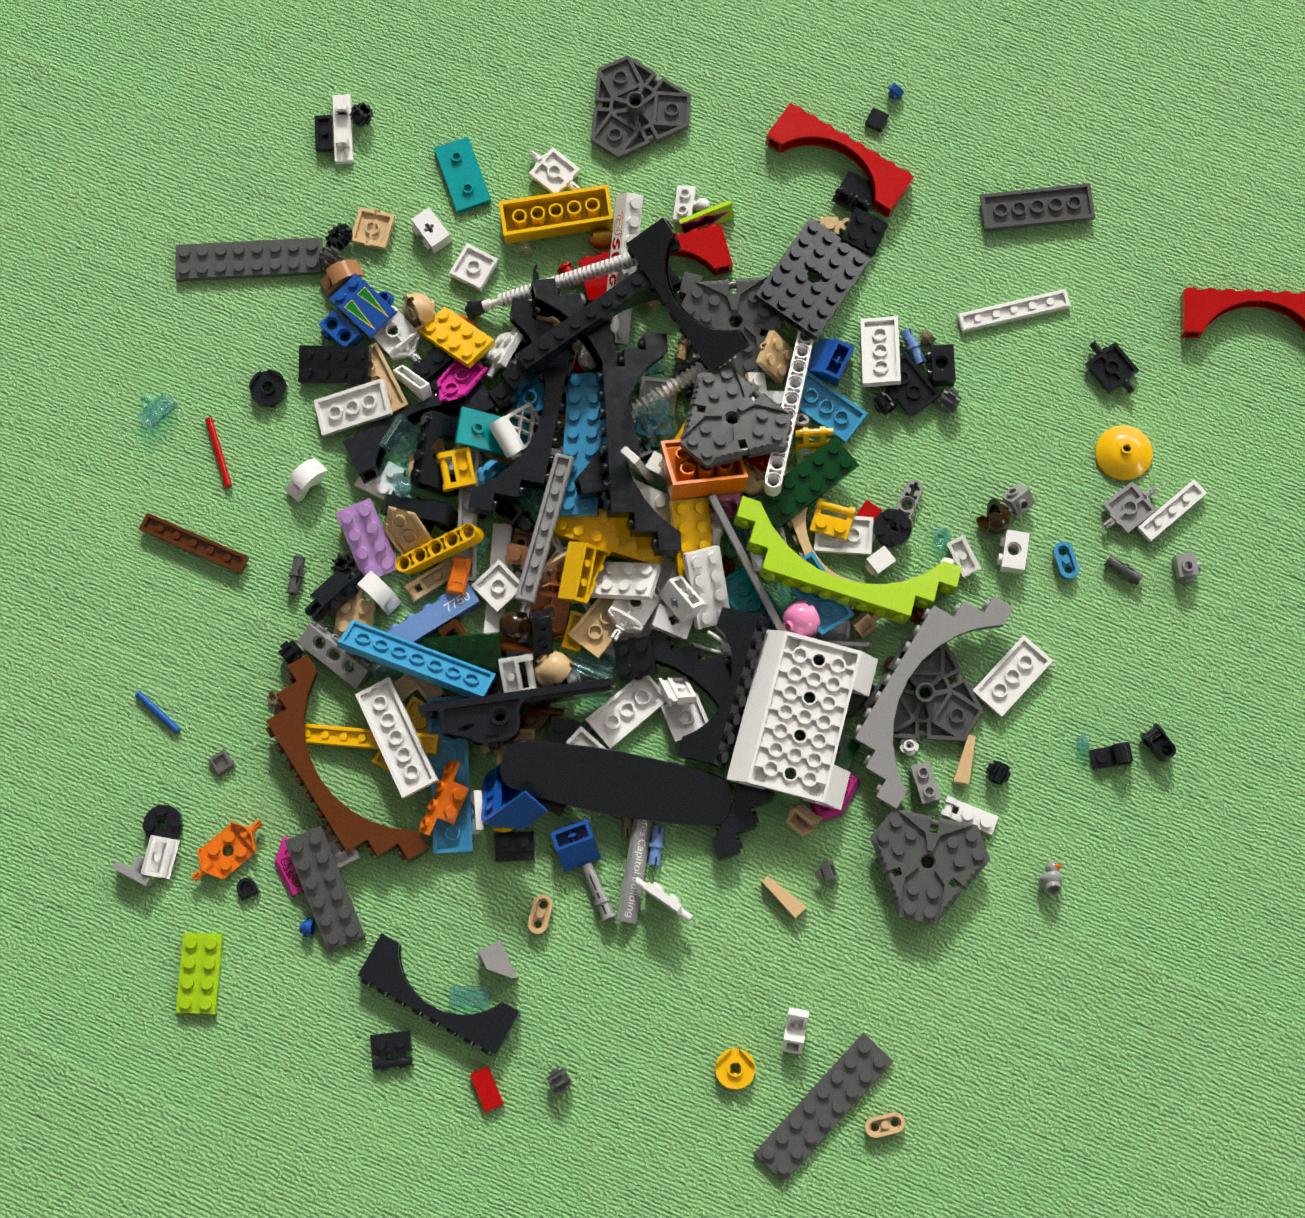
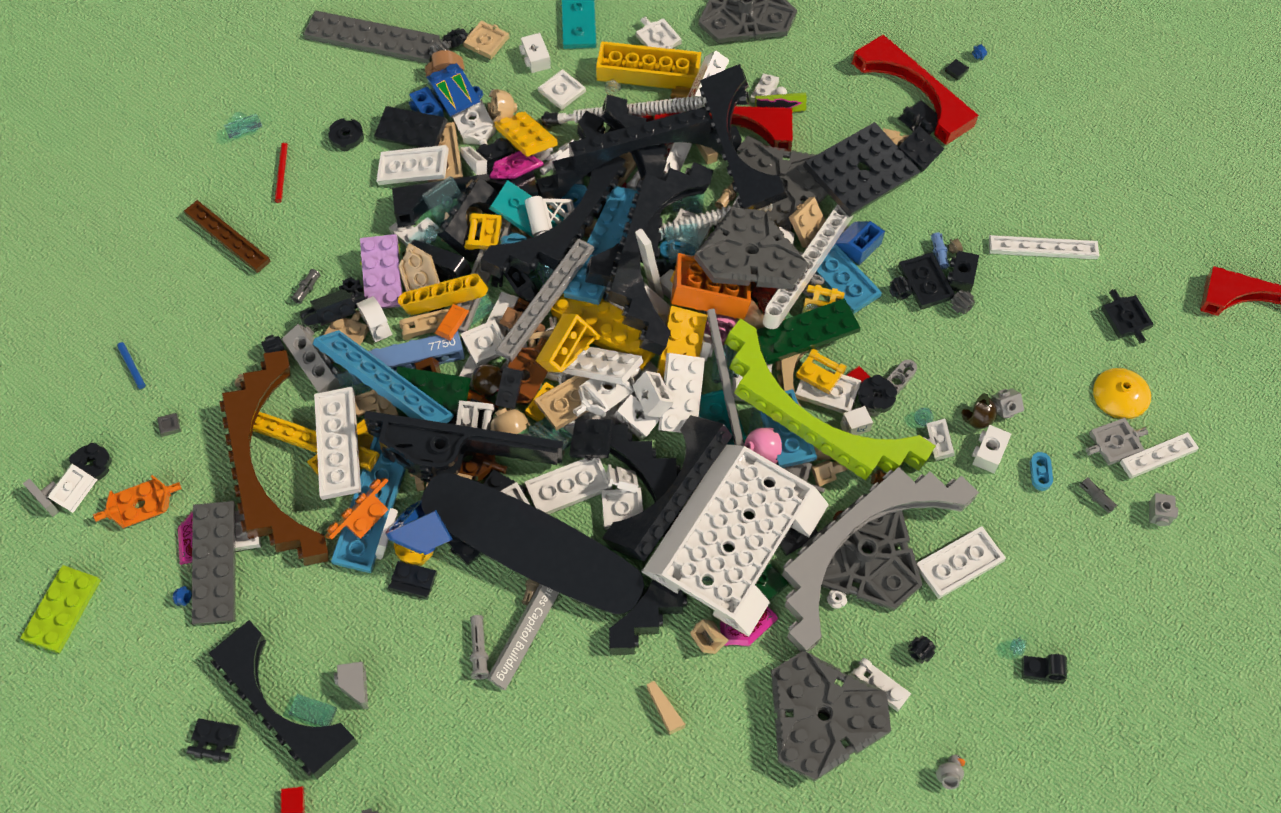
camera: 10 degrees right, 15 degrees down
(247, 888) = (141, 543): black tile -> none
(305, 476) = (346, 207): white brick -> none
(539, 914) = (413, 652): tan plate -> none
(575, 845) = (472, 593): blue slope -> none
(656, 845) = (552, 620): medium blue pin -> none
(657, 892) = (545, 673): white plate -> none
(725, 644) = (681, 454): white plant -> none
(728, 565) = (708, 385): reddish brown plate -> none
(828, 871) = (717, 695): flat silver tile -> none
(880, 351) = (908, 244): white plate -> none
(925, 784) = (843, 638): light grey brick -> none
(963, 770) = (887, 636): tan piece -> none
(1037, 207) = (1087, 169): dark grey plate -> none
(1157, 742) = (1096, 666): black piece -> none

